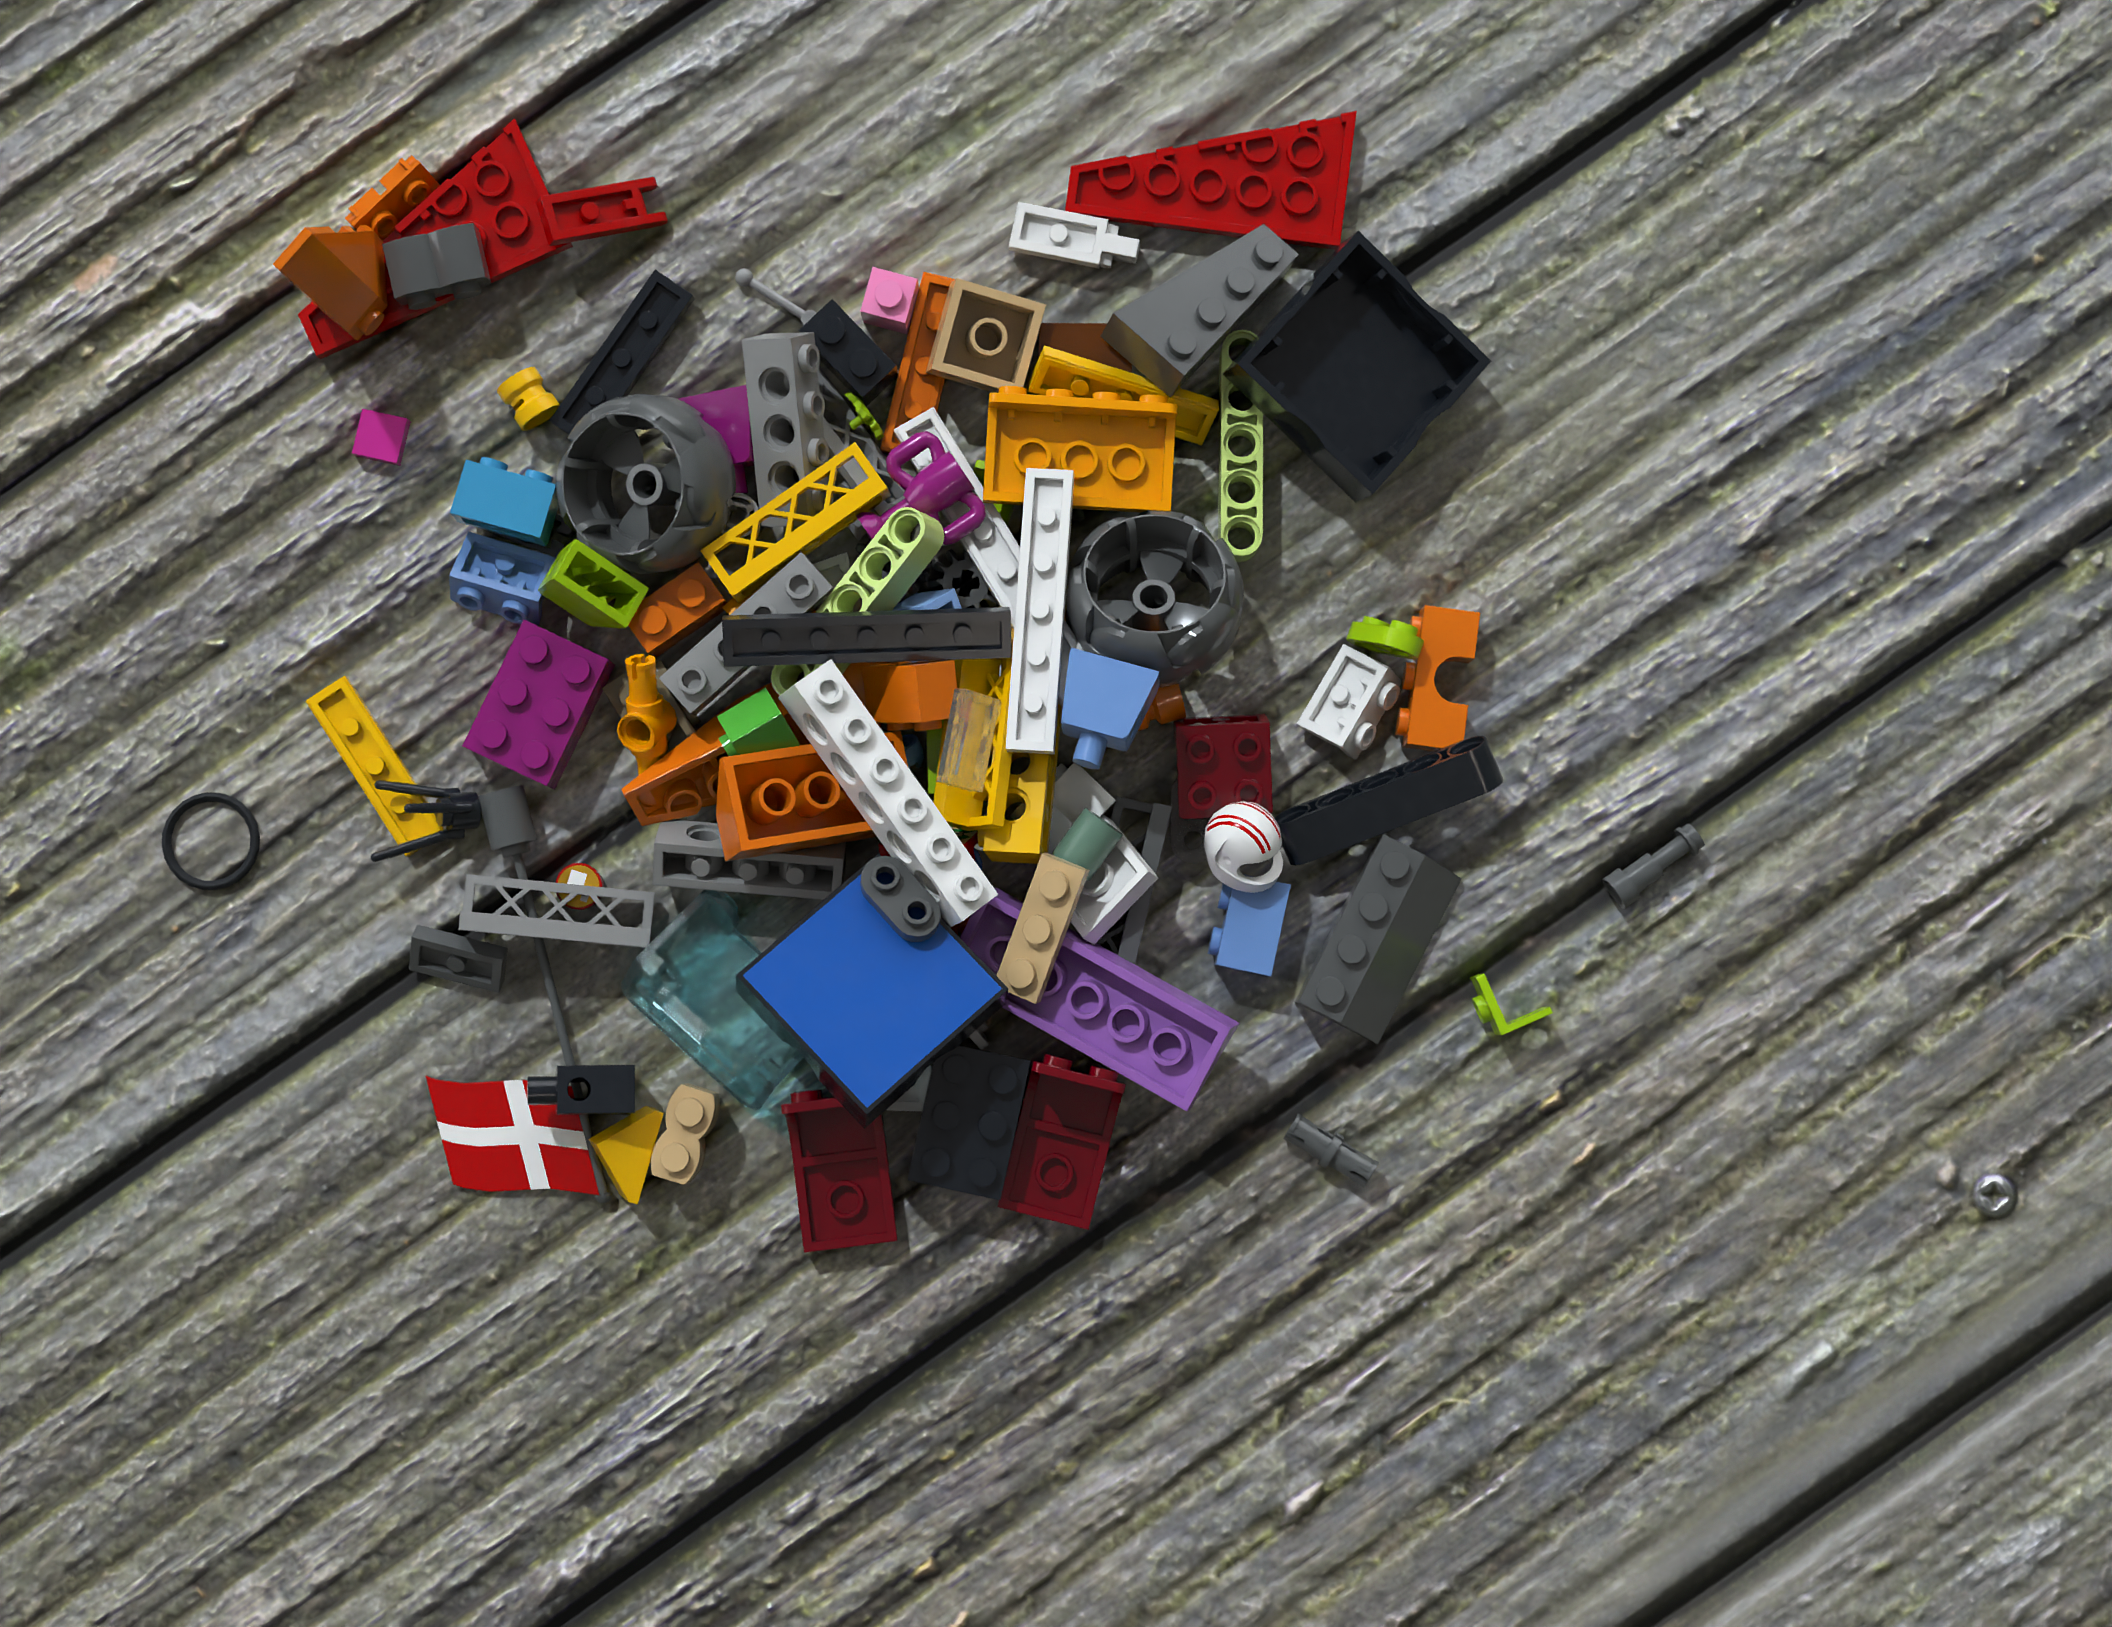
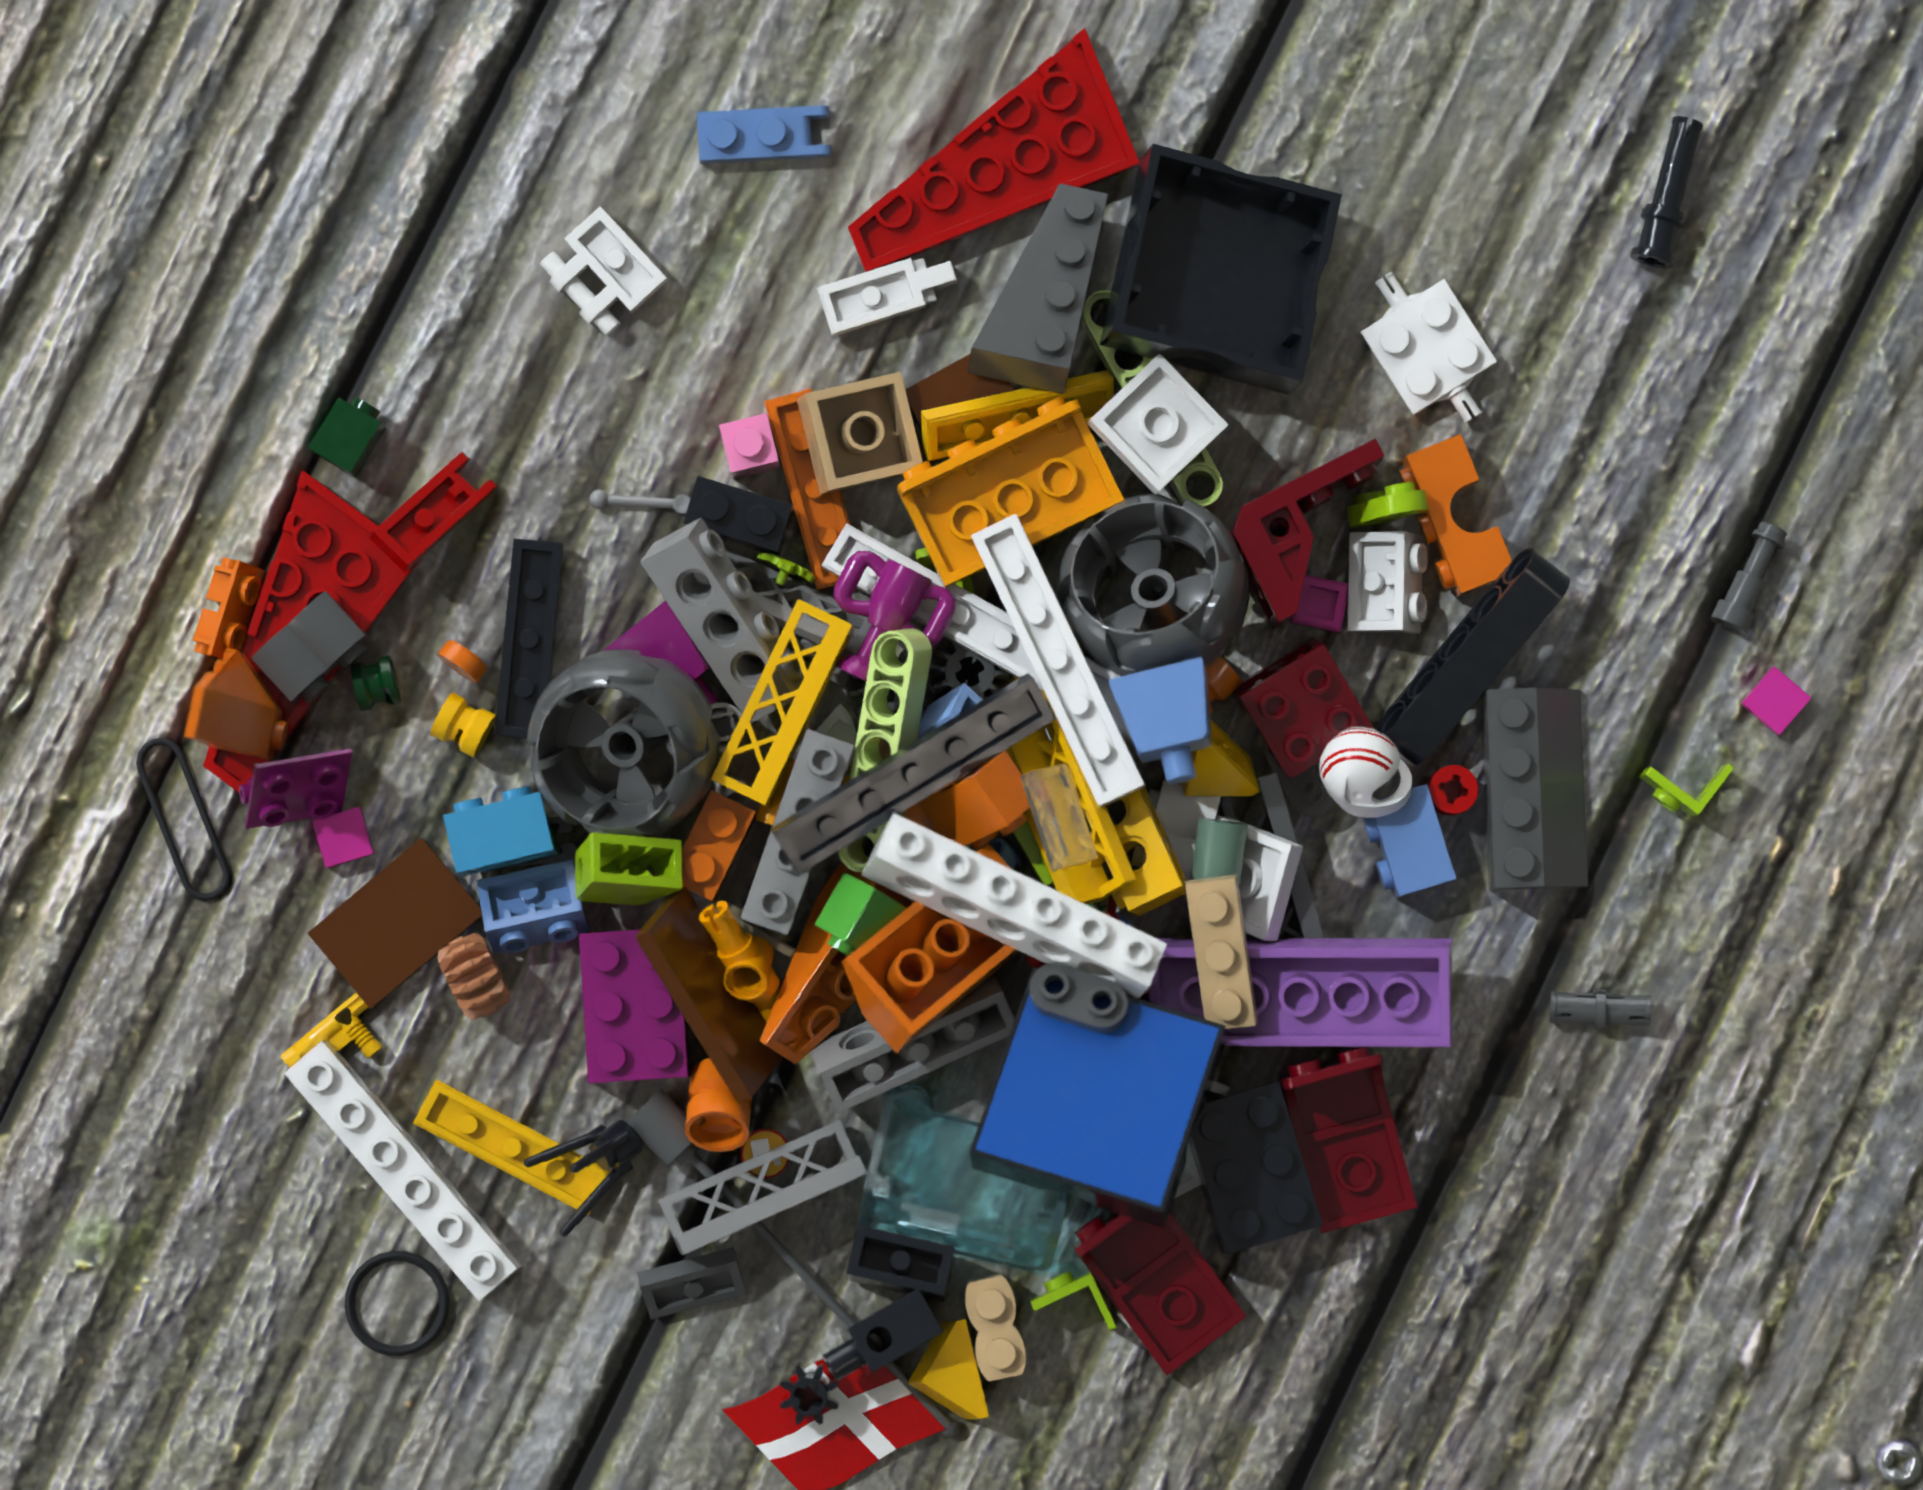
camera: 25 degrees left, 0 degrees up
(241, 346) = (164, 828): none -> black piece
(274, 733) = (403, 1170): none -> white brick
(284, 594) = (336, 1033): none -> yellow hose
(361, 373) = (296, 789): none -> magenta hinge
(384, 530) = (396, 923): none -> reddish brown tile
(420, 607) = (474, 976): none -> nougat gear
(476, 325) = (375, 683): none -> dark green wheel
(490, 1098) = (802, 1382): none -> black gear
(557, 346) = (462, 661): none -> orange tile
(560, 824) = (713, 1115): none -> orange wheel
(568, 111) = (348, 435): none -> dark green brick
(594, 704) = (694, 977): none -> reddish brown tile
(636, 1037) = (900, 1263): none -> black brick
(763, 1131) = (1065, 1285): none -> lime bracket
(865, 88) = (614, 260): none -> white plate
(1042, 53) = (759, 134): none -> medium blue hinge
(1127, 776) = (1221, 769): none -> yellow slope
(1233, 464) = (1157, 424): none -> white plate
(1270, 635) = (1280, 563): none -> dark red bracket
(1286, 689) = (1322, 604): none -> dark pink tile
(1303, 906) = (1447, 795): none -> red wheel
(1493, 528) = (1428, 347): none -> white plate
(1618, 977) = (1775, 700): none -> dark pink tile
(1749, 526) = (1663, 215): none -> black pin

